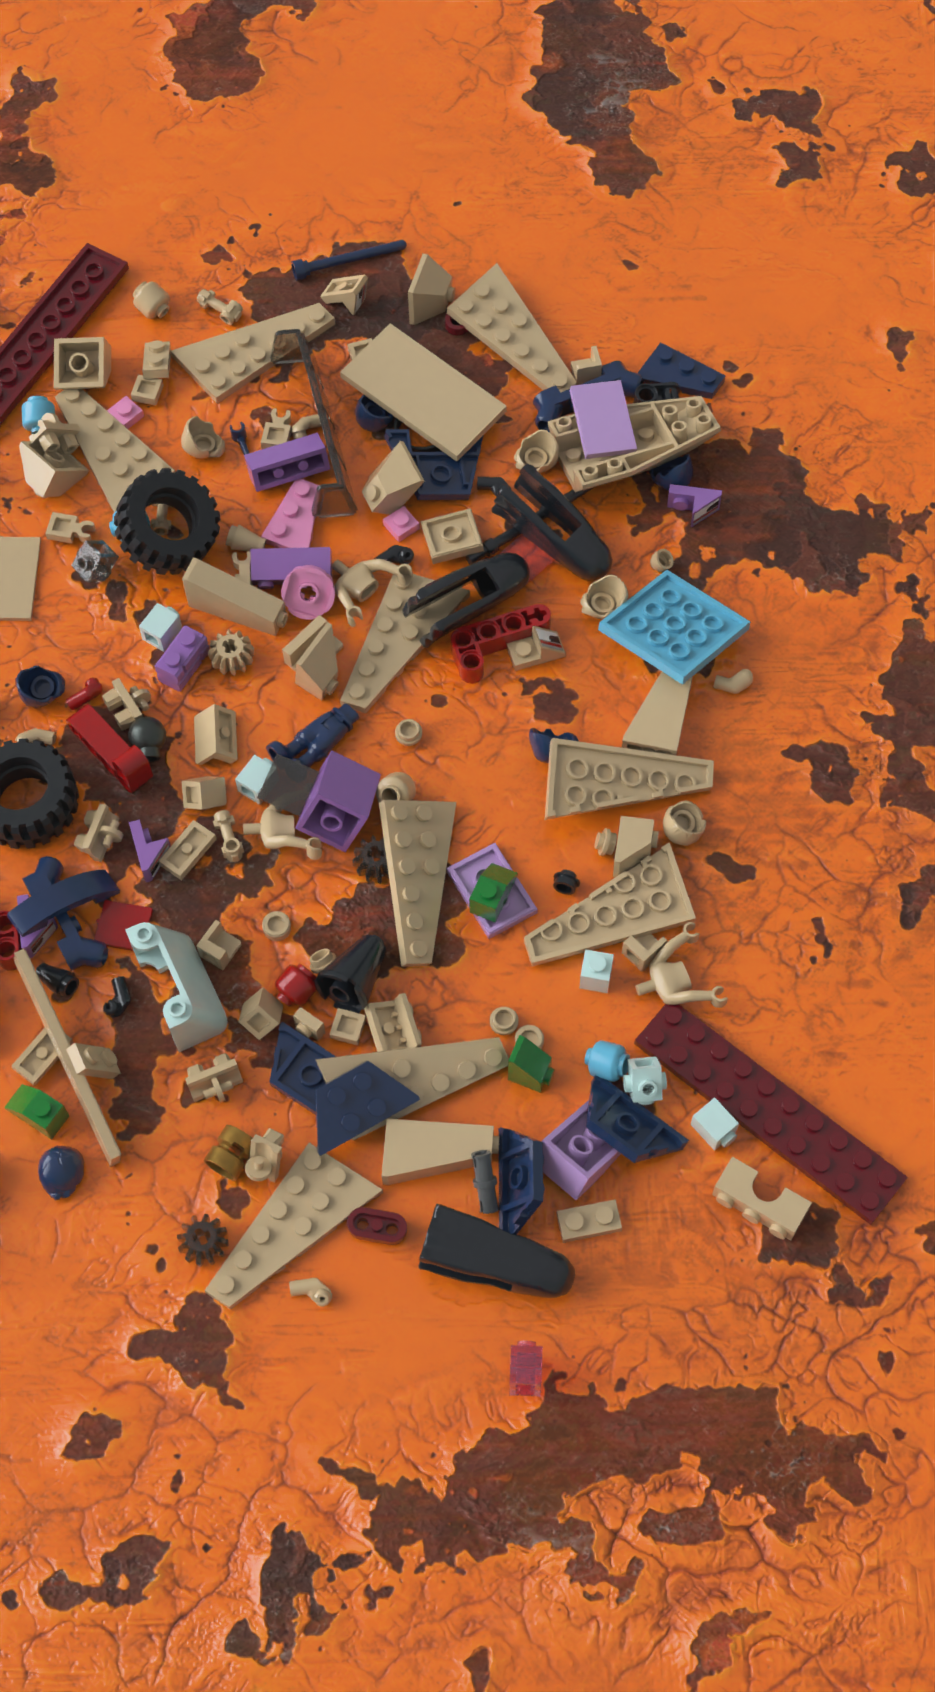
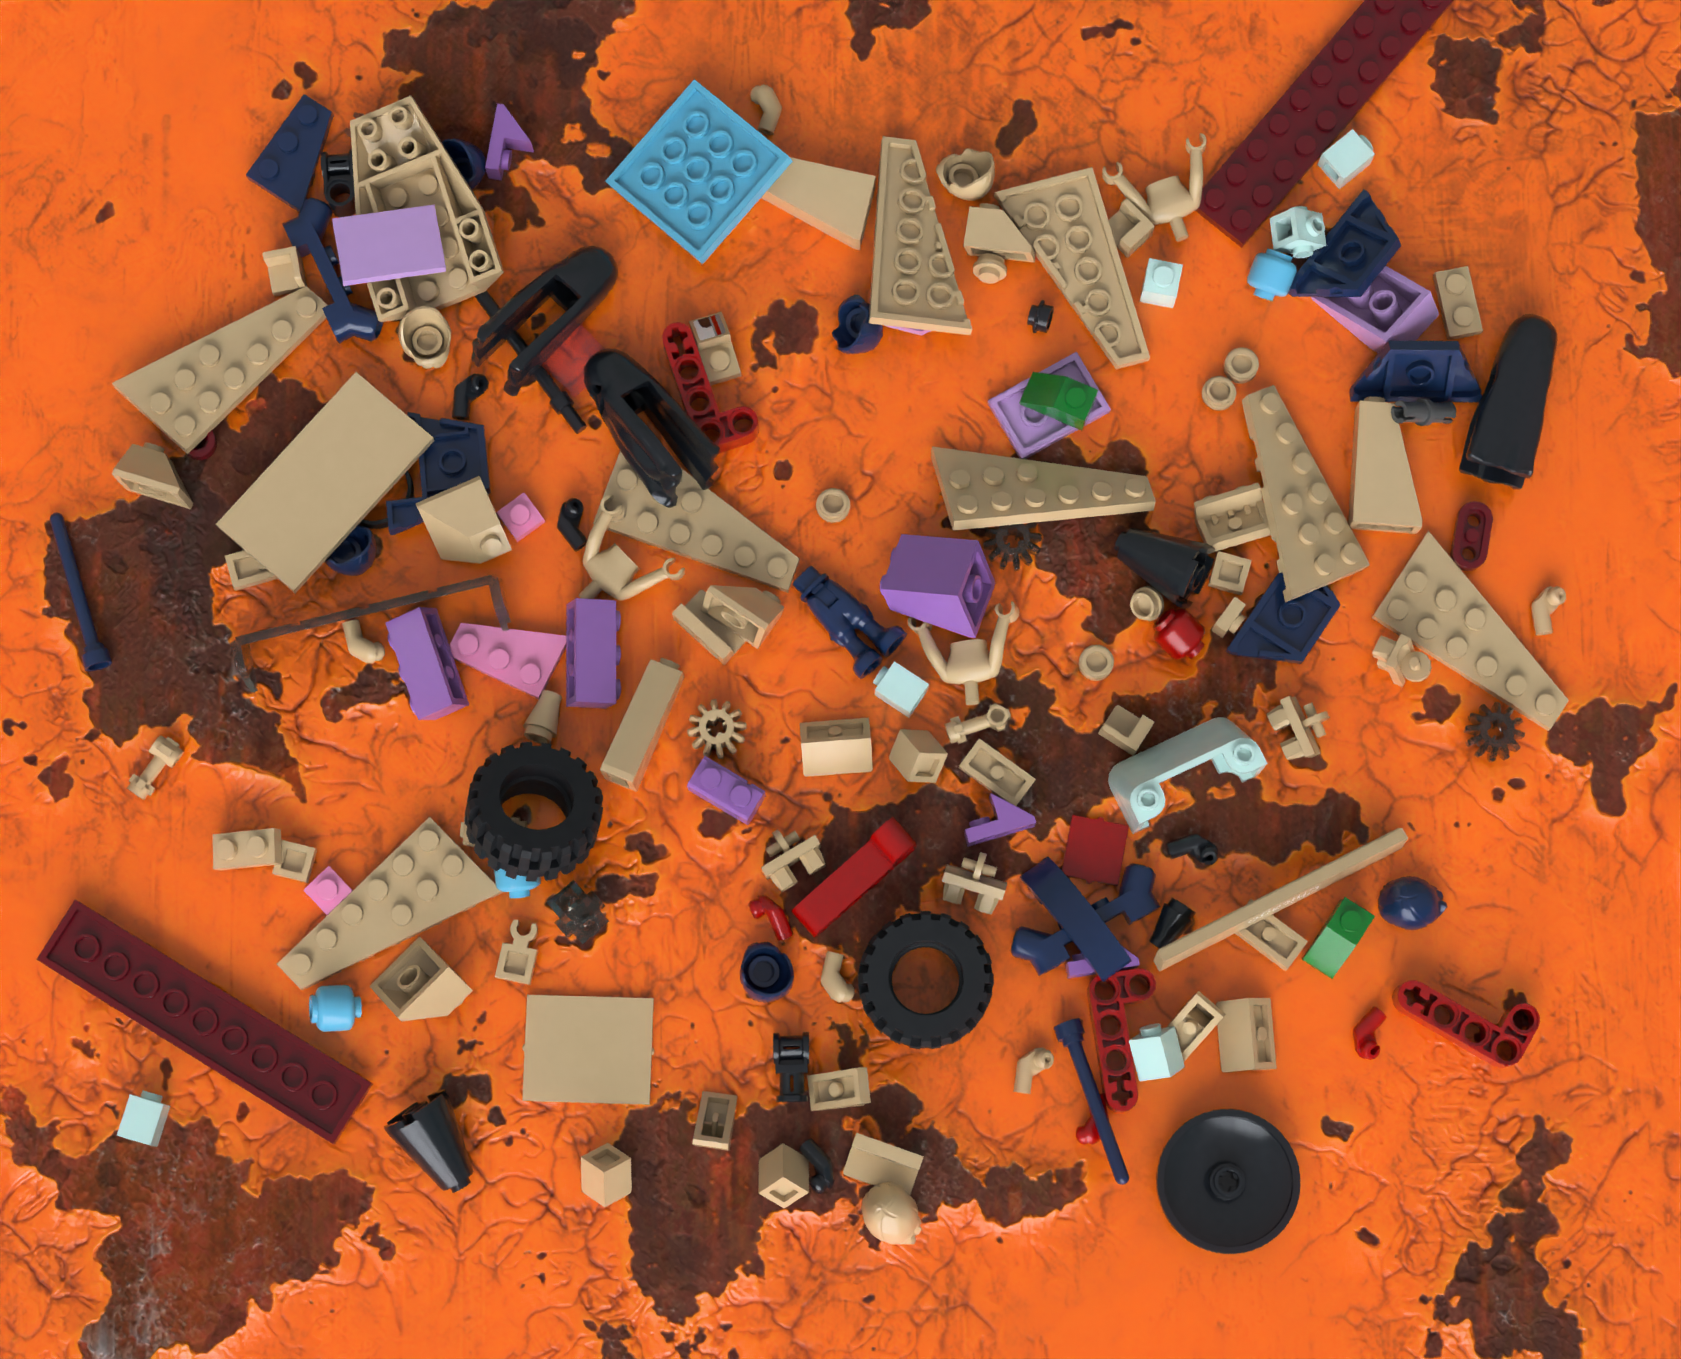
camera: 90 degrees left, 15 degrees up
(55, 435) = (379, 976): tan hips -> none
(81, 363) = (257, 950): tan slope -> none
(93, 1061) = (1285, 866): tan plate -> none
(148, 736) = (841, 830): pearl dark grey piece -> none
(151, 300) = (142, 862): tan head -> none
(160, 626) = (675, 821): light aqua brick -> none
(201, 440) = (386, 780): tan hair -> none
(223, 1160) = (1391, 702): pearl gold wheel -> none
(239, 356) = (238, 738): tan wing -> none
(240, 436) = (379, 731): dark blue hand -> none
(244, 567) = (607, 715): tan plate -> none
(261, 1013) = (1214, 675): tan panel -> none
(278, 431) = (375, 681): tan plate -> none
(288, 785) = (920, 645): clear smoke piece -> none
(320, 582) = (620, 632): bright pink plate -> none
(347, 290) = (143, 591): tan slope -> none
(356, 1104) = (1339, 554): dark blue wing -> none
(396, 787) = (923, 515): tan head -> none
(452, 536) = (546, 449): tan tile -> none
(525, 1369) = (1639, 368): clear pink brick -> none
(529, 1065) = (1282, 361): green slope -> none
(604, 597) = (651, 256): tan hair -> none
(661, 560) = (584, 186): tan hinge -> none
(780, 1216) = (1419, 137): tan arch -> none

